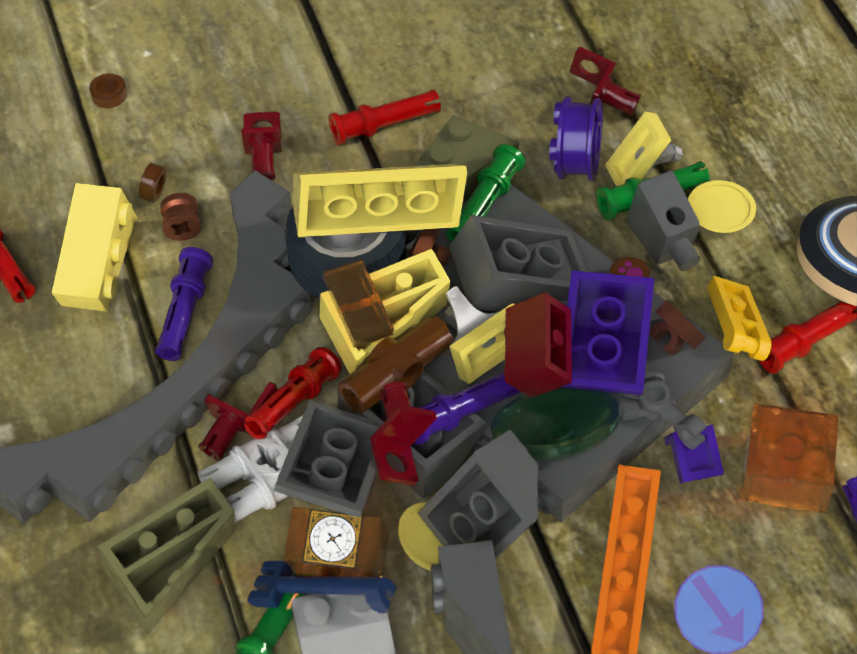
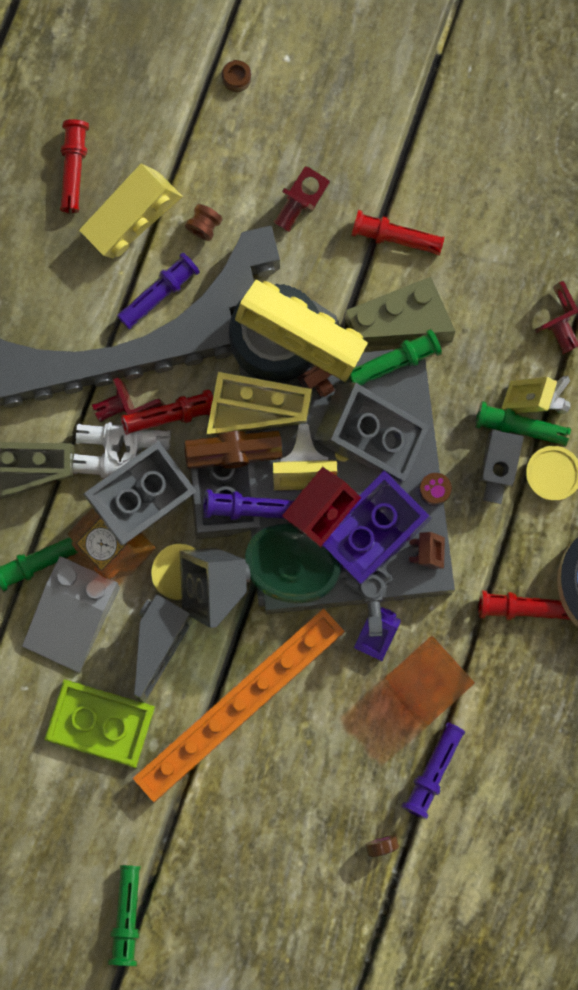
camera: 35 degrees right, 25 degrees up
(152, 182) = (206, 180): reddish brown tile -> none
(278, 580) = (101, 591): dark blue hinge -> none
(358, 303) = (234, 396): clear orange tile -> none
(398, 433) = (187, 506): dark red bracket -> none
(578, 138) = (498, 355): dark purple wheel -> none
(718, 609) = (299, 743): piece -> none
(739, 318) = (483, 566): yellow plate -> none

